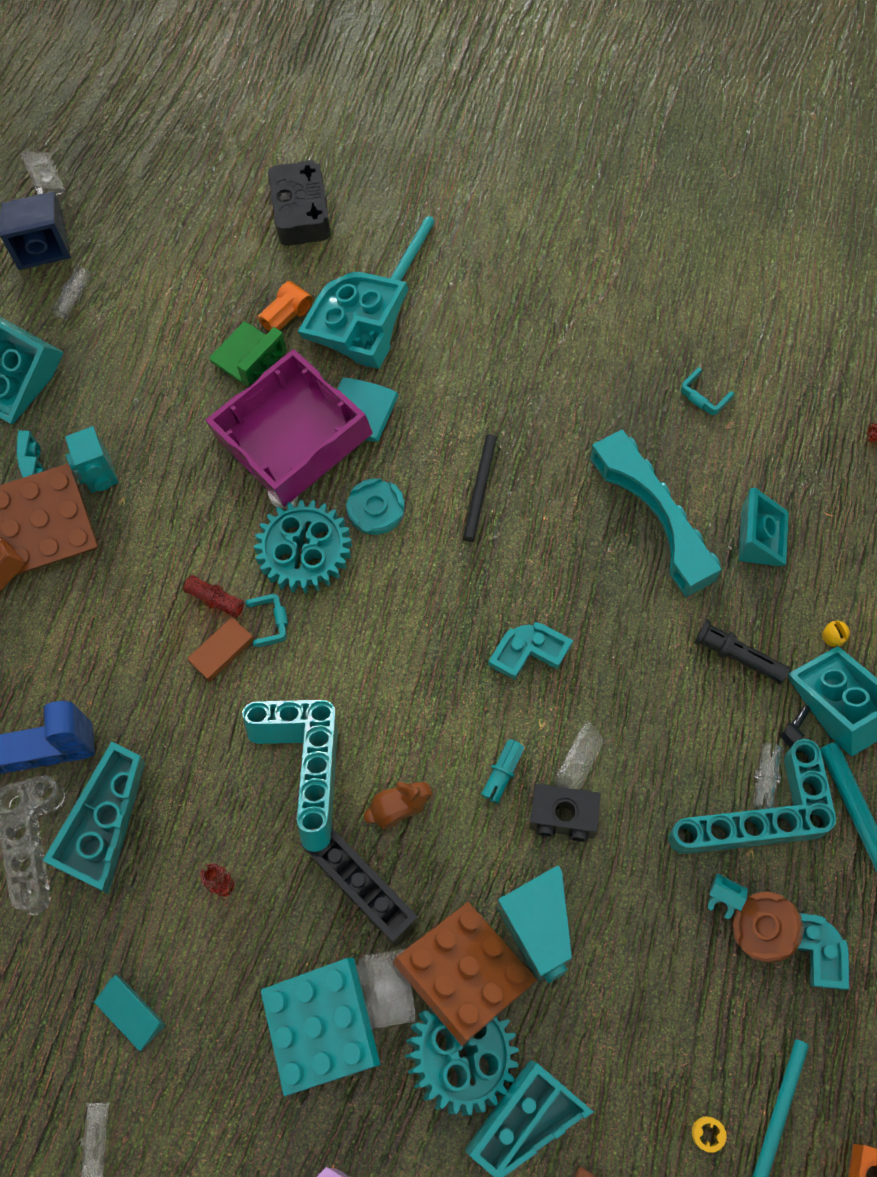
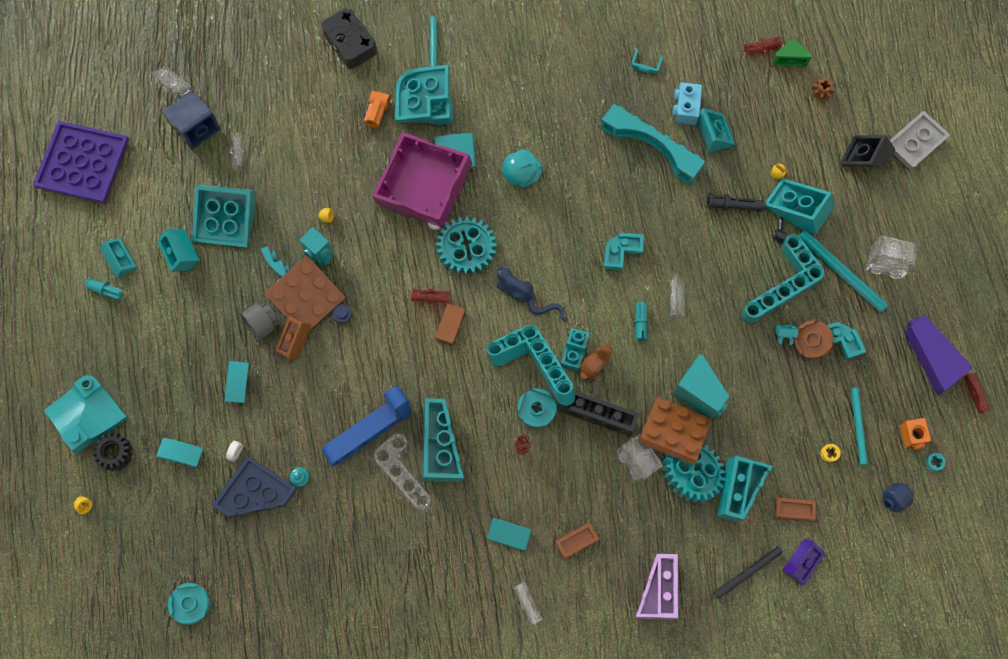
camera: 30 degrees left, 5 degrees up
(80, 568) = (342, 313): none -> dark blue plate
(137, 424) = (326, 215): none -> yellow hinge
(225, 1075) = (577, 540): none -> dark orange tile
(249, 353) = (370, 145): green bracket -> none
(256, 834) = (530, 399): none -> teal plate
(280, 619) = (473, 290): teal piece -> none
(319, 1027) = (615, 492): teal plate -> none
(350, 649) = (523, 292): none -> dark blue animal
(372, 514) = (494, 206): teal tile -> none
(381, 769) = (574, 349): none -> teal slope
(436, 465) = (522, 168): none -> teal helmet
(479, 488) = (547, 169): black bar -> none
(581, 803) = (692, 320): black brick -> none
(738, 474) = (688, 103): none -> medium azure brick
(767, 776) = (778, 263): clear pin -> none

